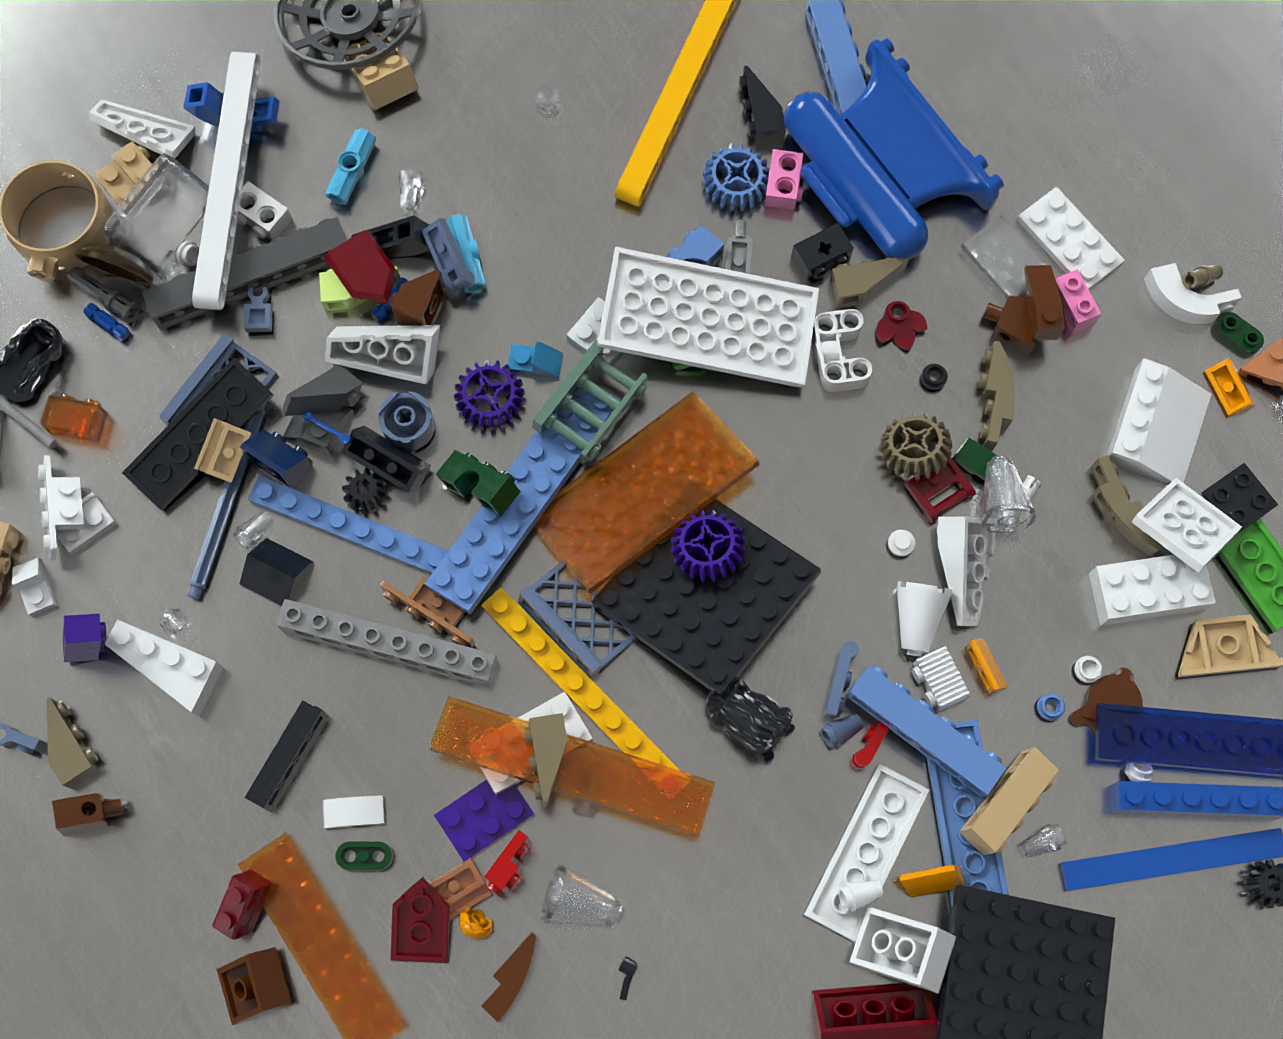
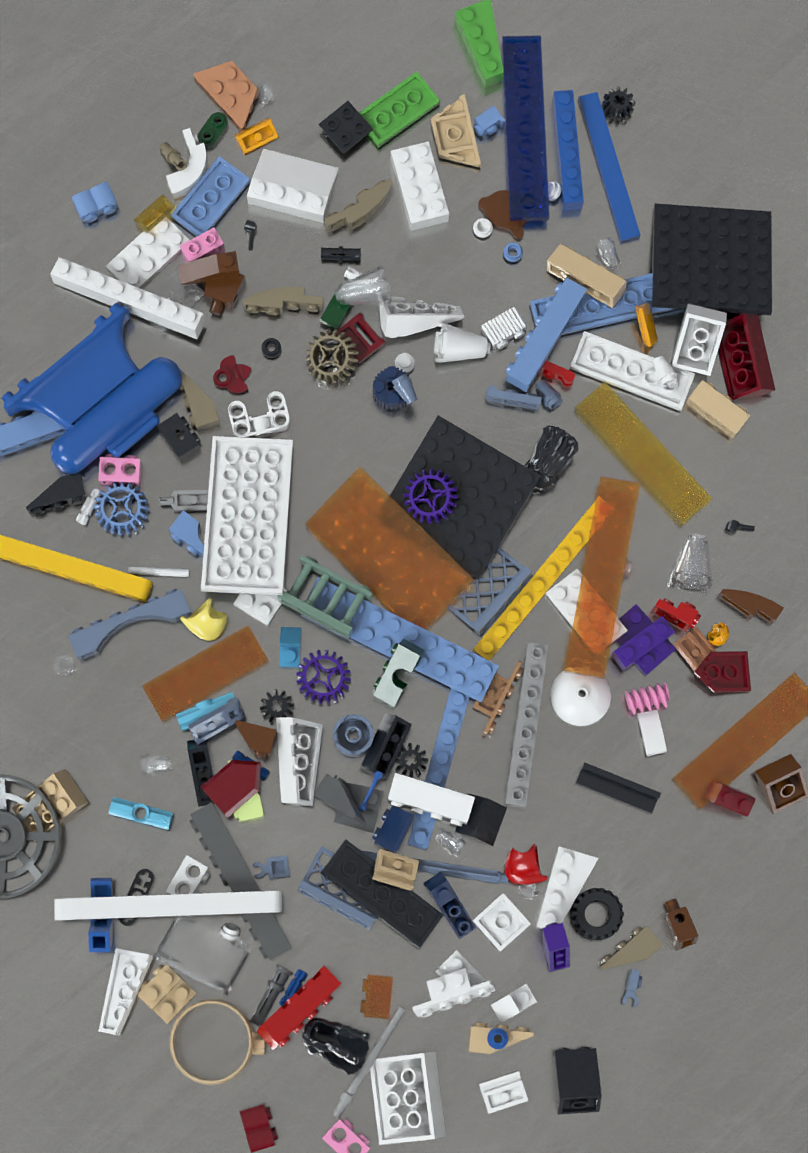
camera: 100 degrees left, 5 degrees up
(71, 313) = (298, 1008): none -> red wedge
(102, 694) = (615, 914): none -> black tyre
(116, 261) = (250, 980): dark brown dish -> none
(137, 581) = (501, 922): none -> white plate
(173, 517) = (450, 905): none -> dark blue slope
(200, 617) = (524, 867): none -> red piece
(262, 168) = (148, 885): none -> black beam
(305, 503) = (430, 799): none -> white slope
(365, 856) = (682, 720): dark green plate -> none
(396, 727) = (577, 709): none -> white dish
(398, 810) = (647, 698): none -> bright pink piece
(467, 330) = (279, 699): none -> black gear
(472, 810) = (642, 643): none -> dark purple brick
(514, 256) = (205, 673): none -> clear orange plate
(549, 744) = (597, 591): dark tan slope -> none
(573, 130) = (90, 640): none -> sand blue arch
(577, 257) = (206, 622): none -> light yellow piece
(651, 216) = (158, 571): none -> white bar
(728, 134) = (88, 507): none -> white axle
(745, 852) = (643, 453): none -> clear yellow plate
(801, 969) = (718, 408): none -> tan brick
(859, 527) = (404, 387): none -> sand blue cone
(867, 506) = (381, 392): none -> dark blue brick
(986, 666) = (489, 297): light orange slope -> none
(1009, 205) = (137, 300): none -> white brick
(1059, 476) = (341, 253): none -> black pin
(1100, 369) = (252, 227): none -> black hand
(1124, 248) = (154, 214): none -> clear yellow slope
(1142, 180) = (95, 202): none -> medium blue brick
(1145, 320) = (210, 197): none -> medium blue plate
(1187, 525) = (373, 162): white plate -> none
(1243, 693) = (488, 122): none -> medium blue brick

